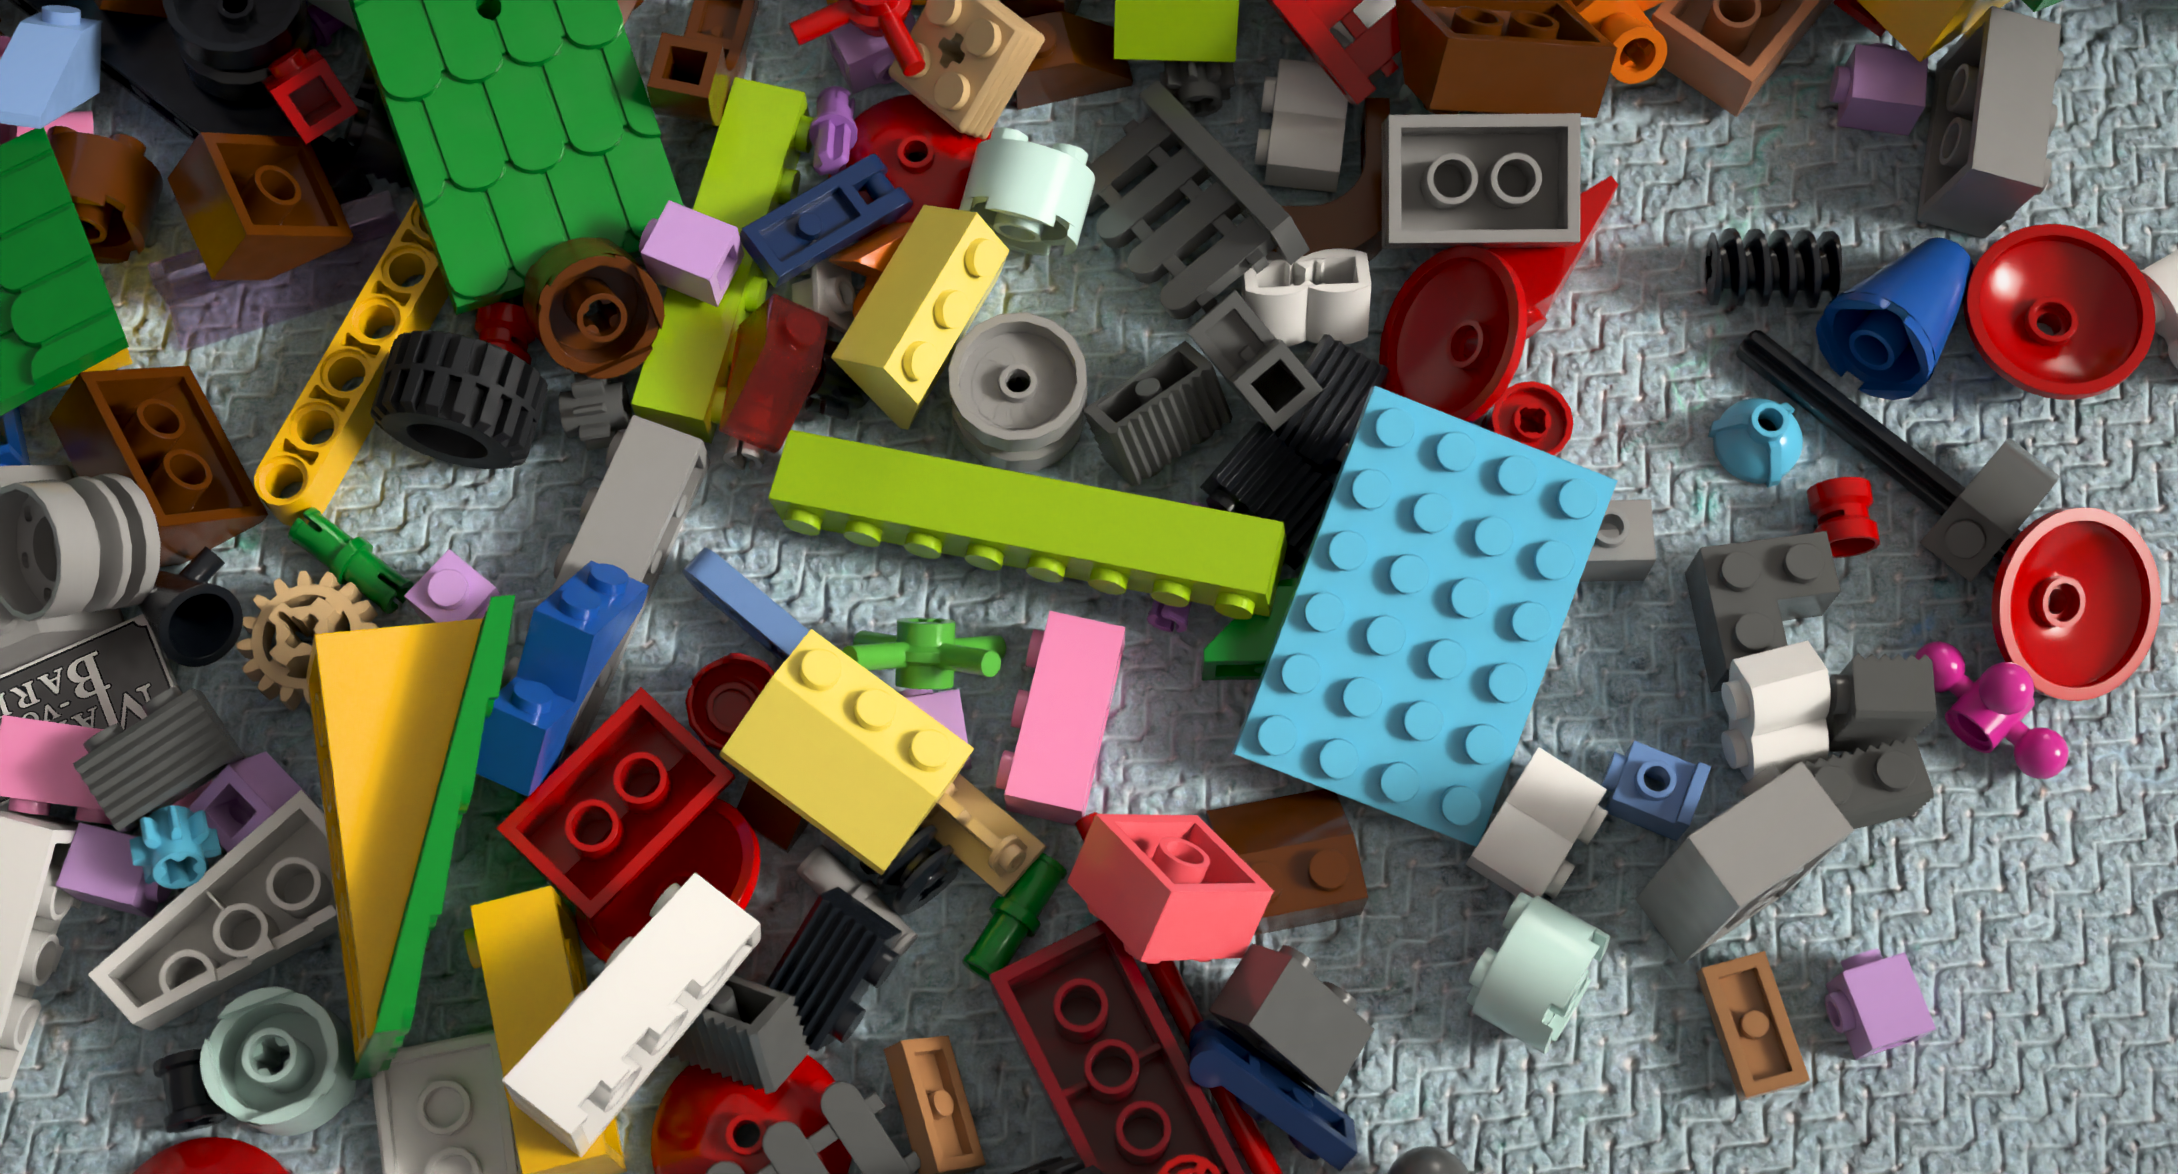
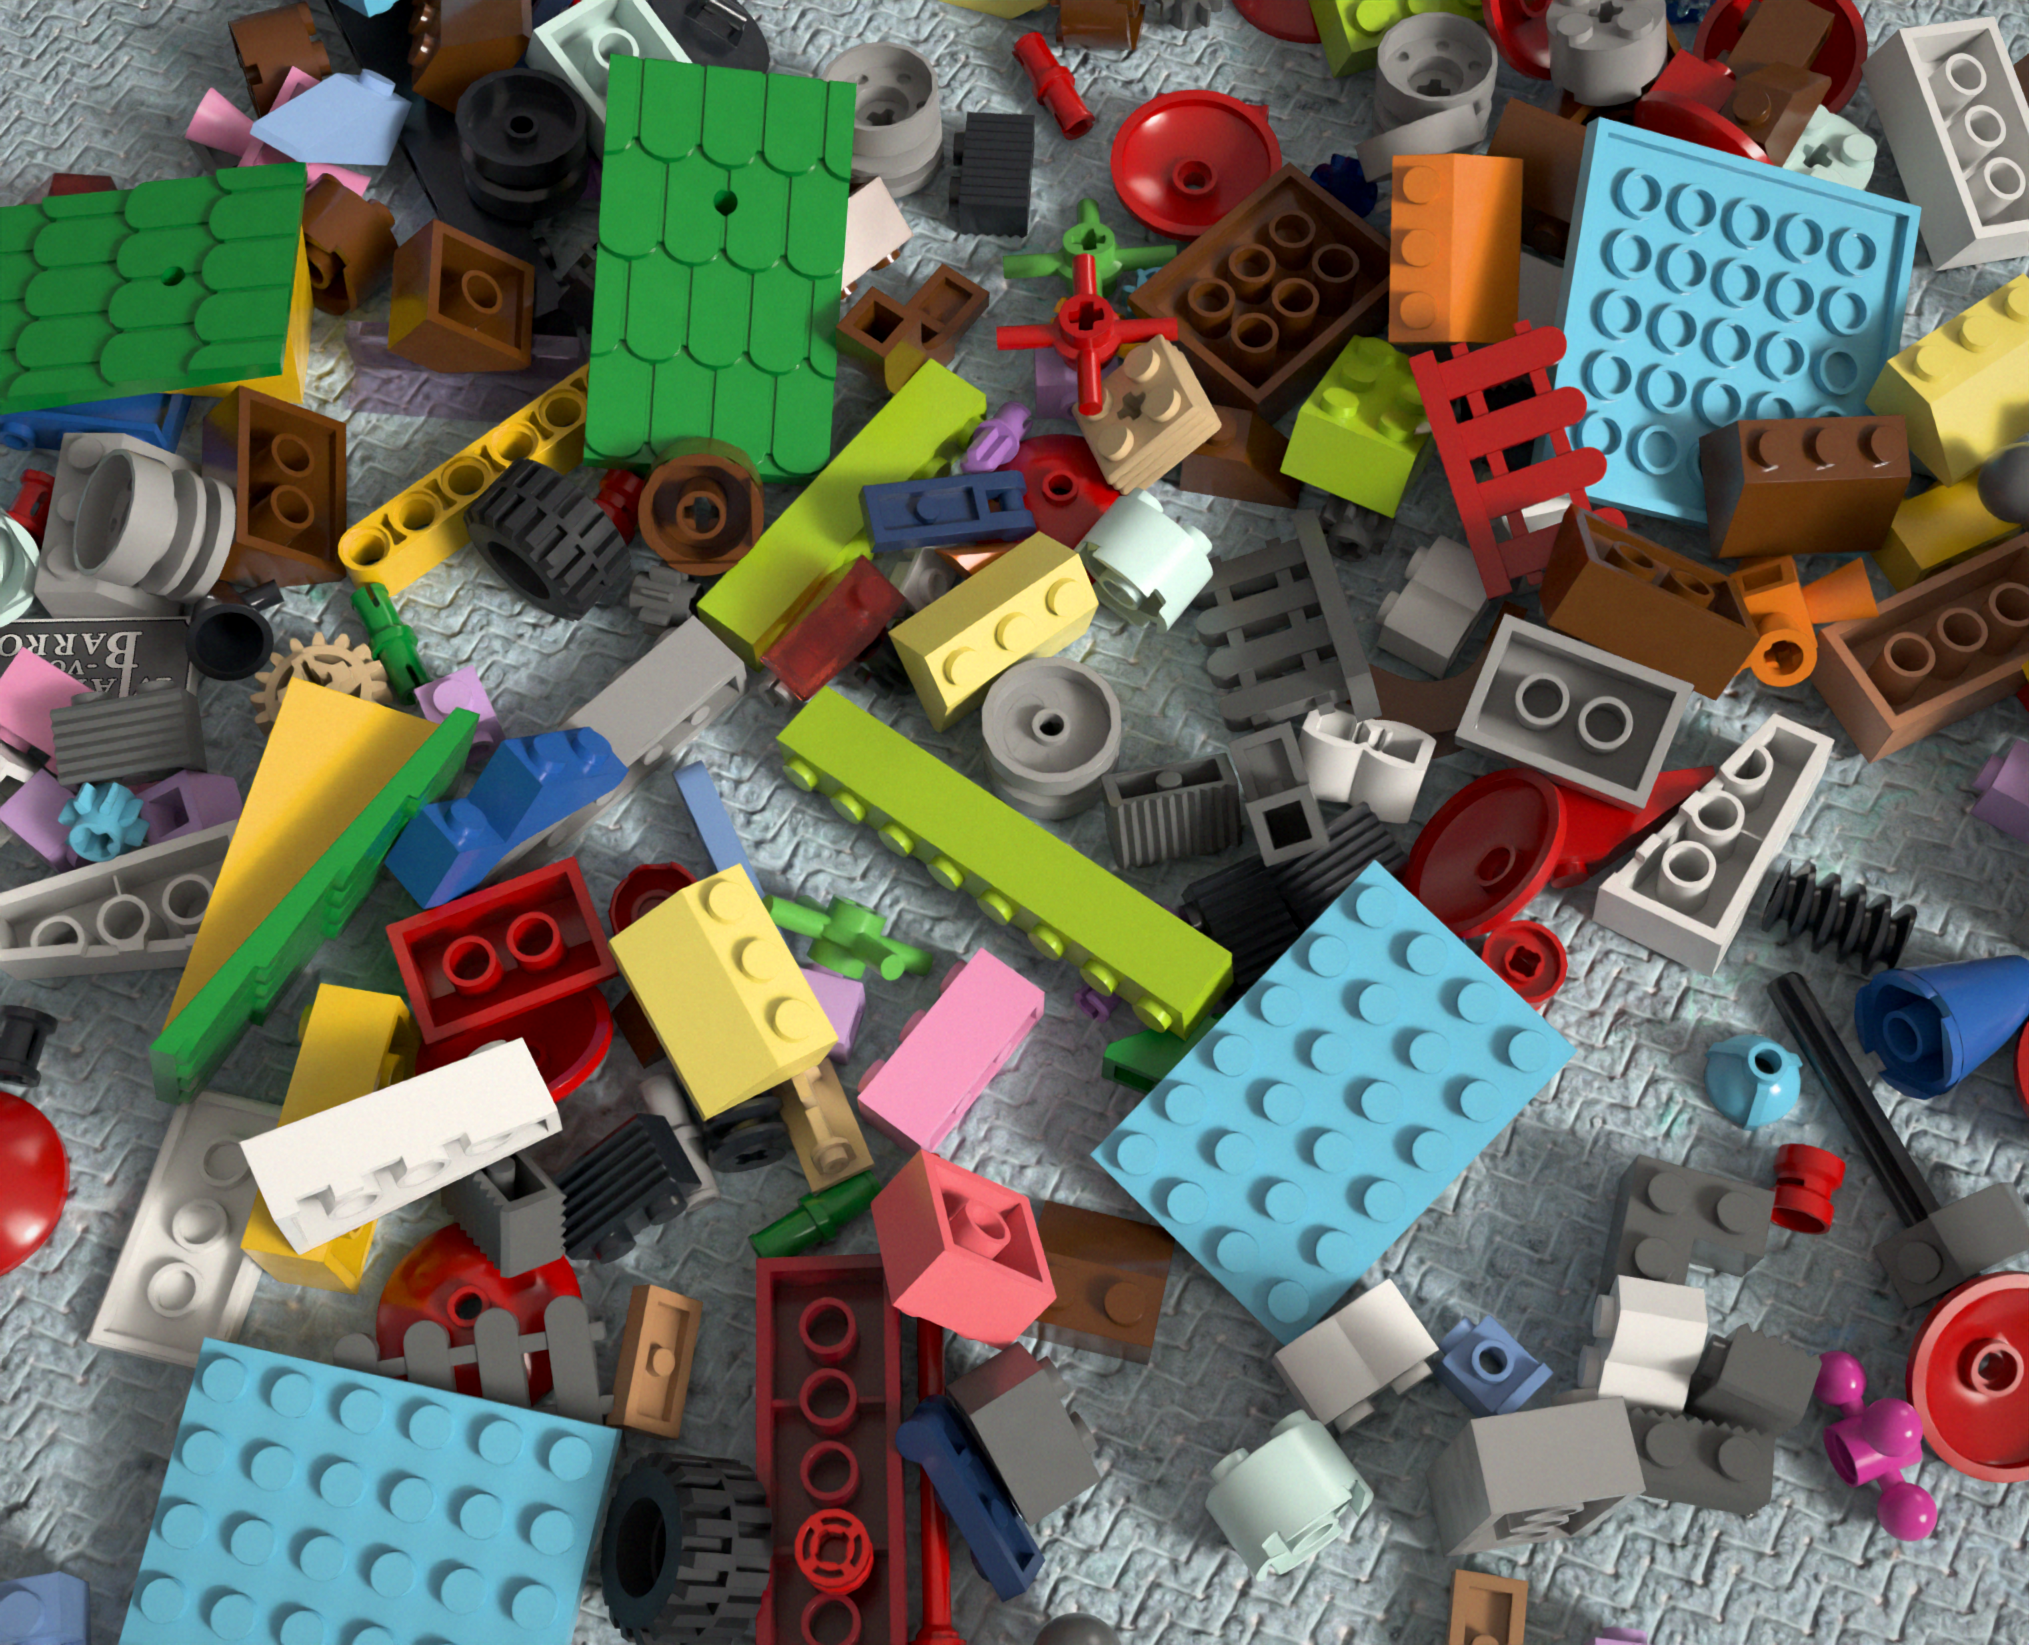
camera: 25 degrees right, 5 degrees down
(247, 1046) = (93, 1053): light aqua brick -> none
(308, 93) = (547, 225): red brick -> none
(691, 252) = (809, 491): lavender brick -> none
(1623, 544) = (1561, 1117): light grey brick -> none
(1644, 266) = (1709, 862): none -> white wedge

